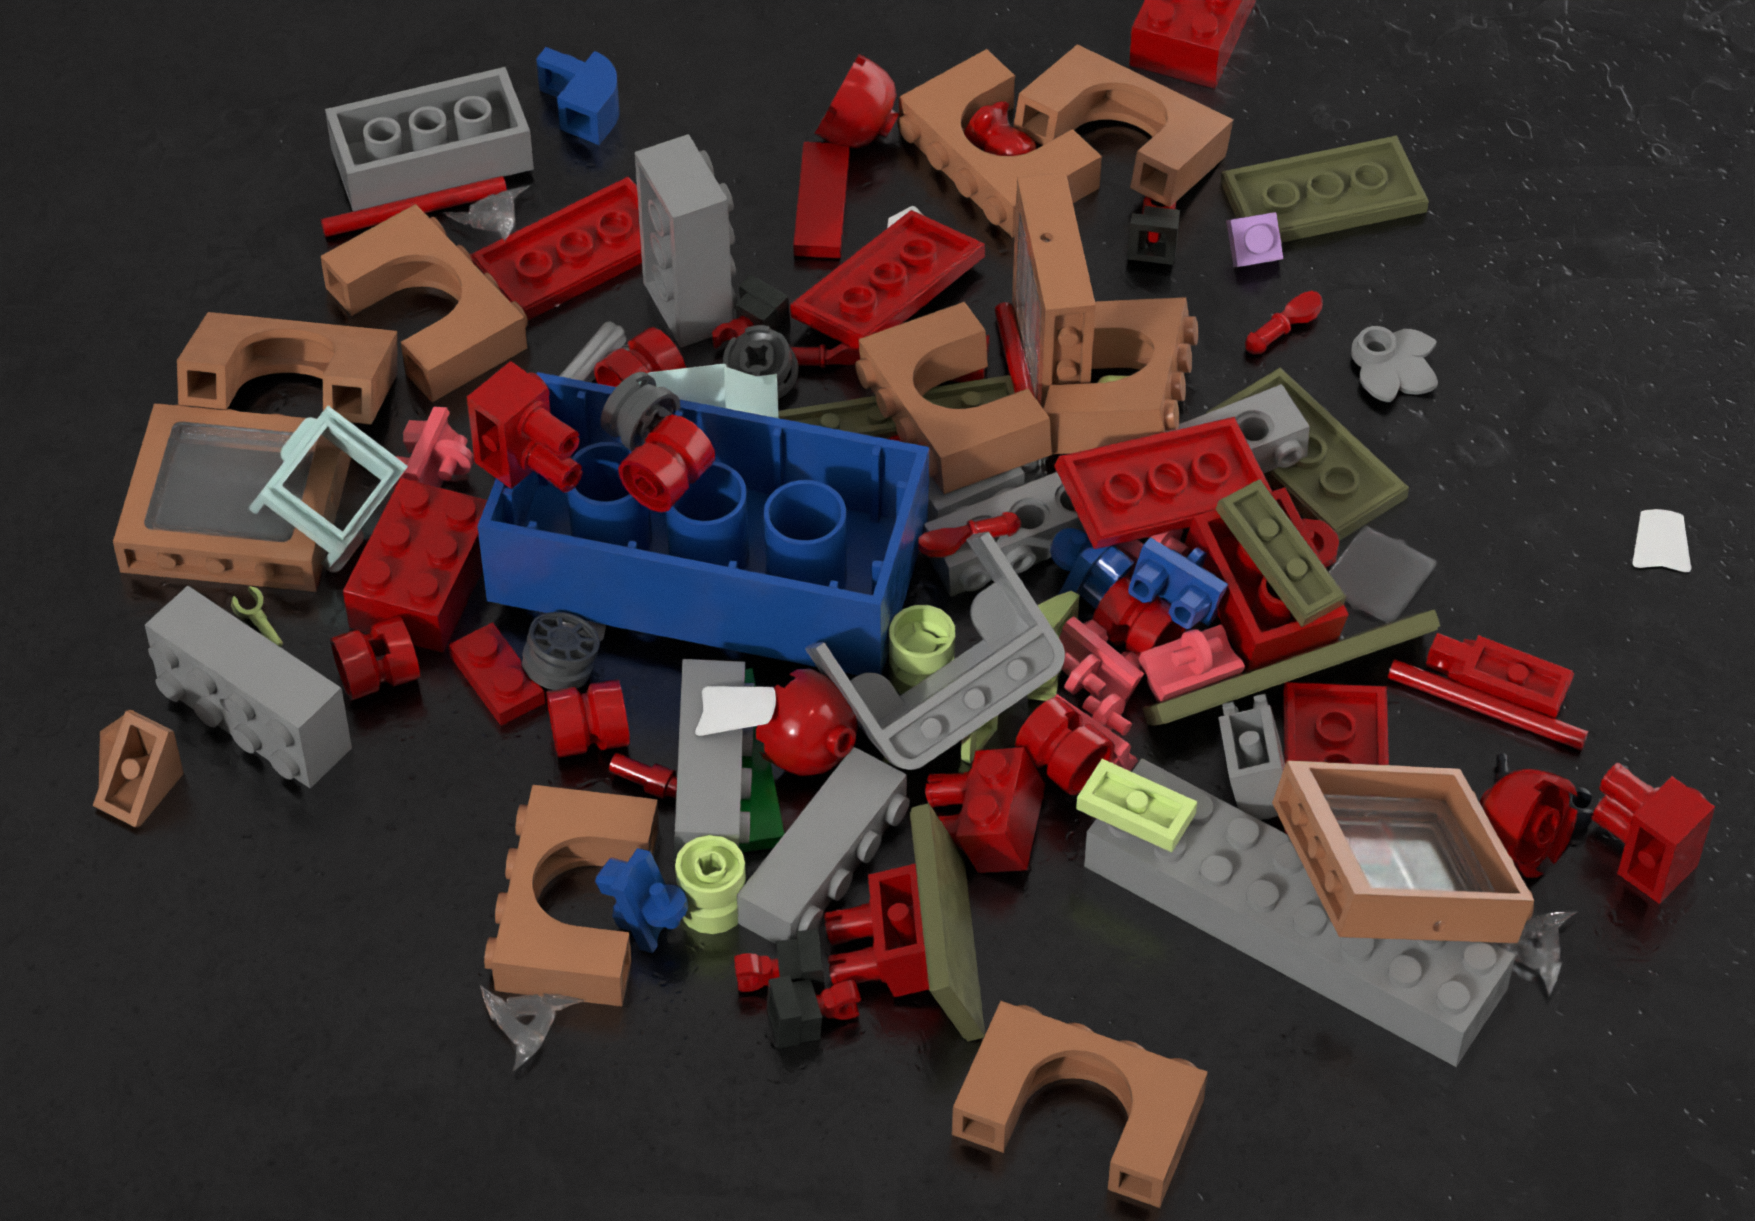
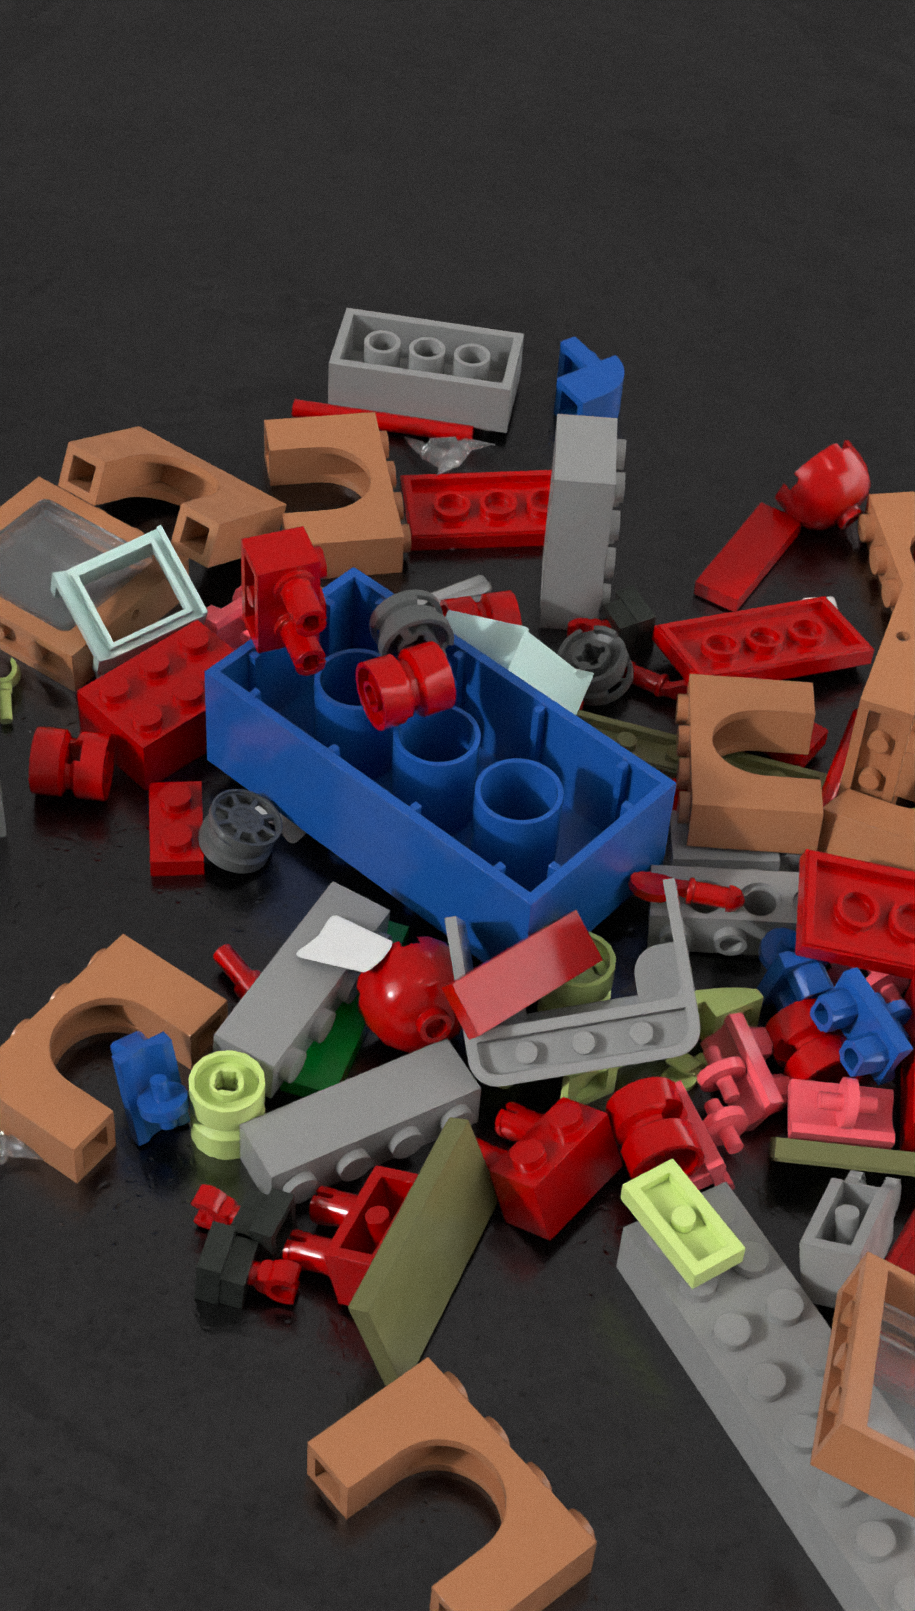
camera: 25 degrees right, 5 degrees down
(588, 718) = (216, 899): red wheel -> none
(895, 665) = (522, 974): none -> tile

